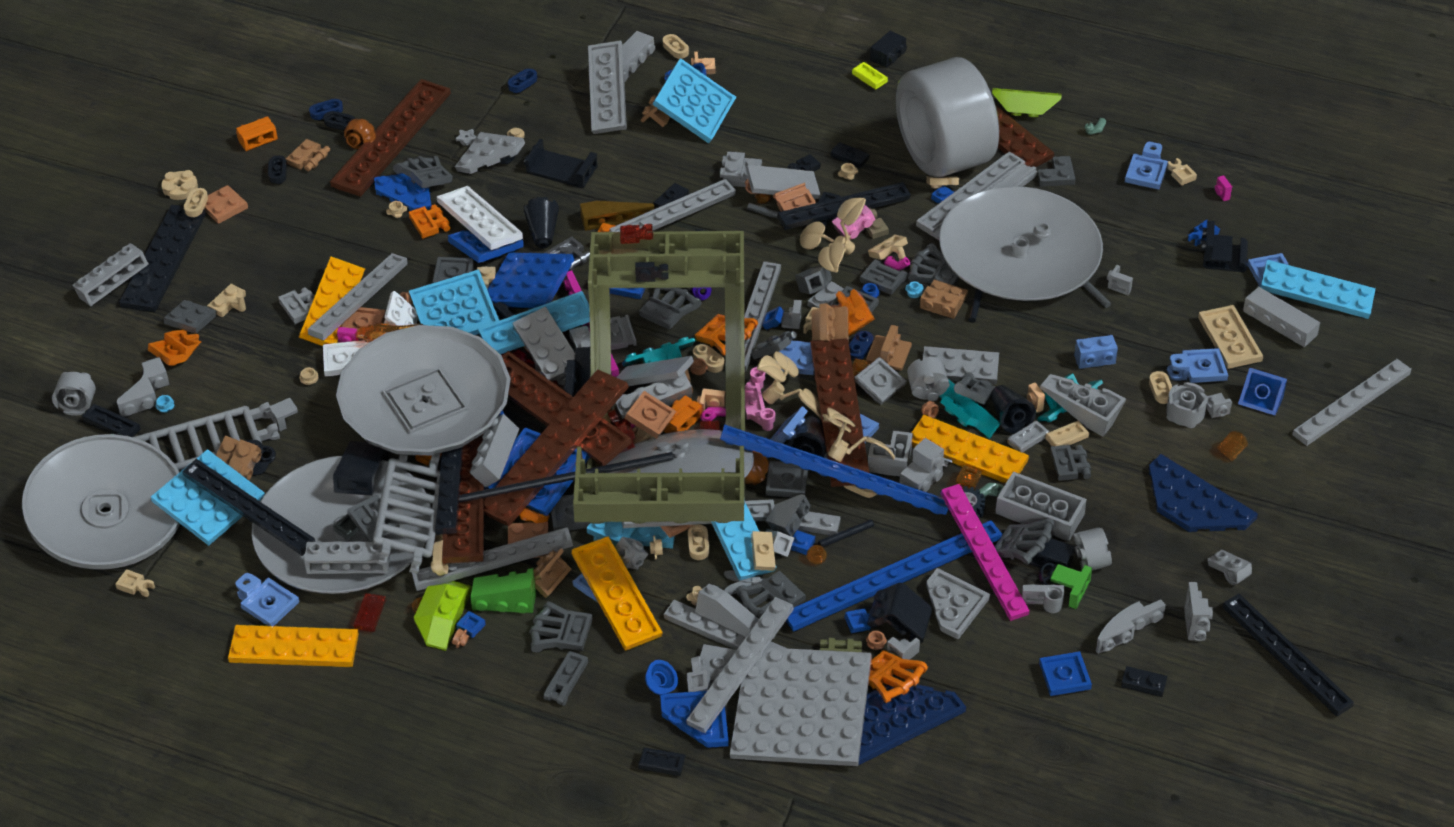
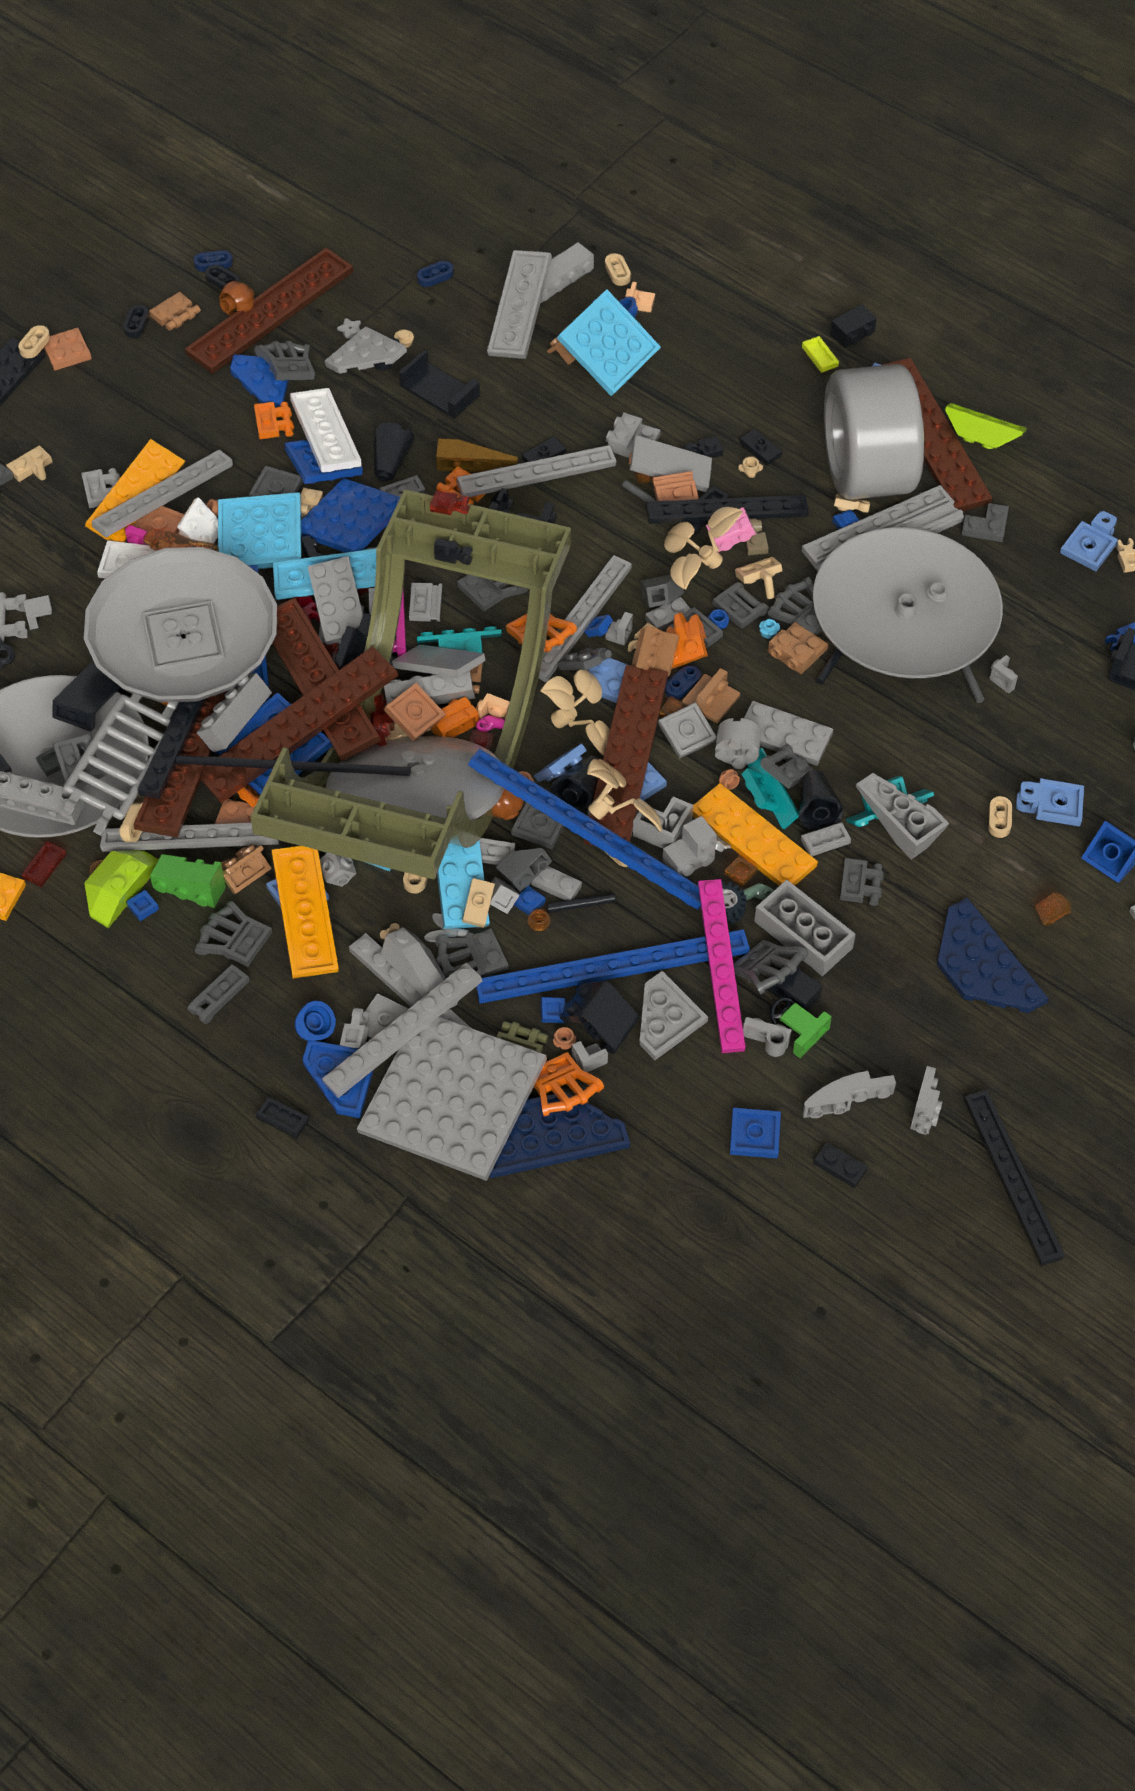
camera: 15 degrees right, 10 degrees up
(173, 179) = (23, 308): tan plate -> none
(256, 133) = (129, 273): orange brick -> none
(308, 376) = (81, 573): tan plate -> none
(396, 209) = (244, 397): tan plate -> none
(460, 638) = (126, 918): nougat plate -> none
(656, 547) = (368, 869): tan plate -> none
(699, 366) = (496, 659): nougat plate -> none
(713, 359) = (509, 652): tan plate -> none
(754, 402) = (539, 725): bright pink plate -> none
(898, 265) = (760, 595): dark pink arm -> none
(1036, 396) = (849, 796): light nougat bracket -> none
(1067, 435) = (870, 848): tan plate -> none
(1092, 548) = (840, 994): light grey brick -> none
(1094, 129) = (1055, 479): sand green arm -> none
(1095, 351) = (941, 755): medium blue brick -> none
(1186, 404) = (1018, 846): light grey brick -> none
(1218, 405) = (1056, 854): light grey bracket -> none
(1230, 336) = (1104, 774): tan plate -> none
(1233, 567) = (992, 1054): light grey plate -> none

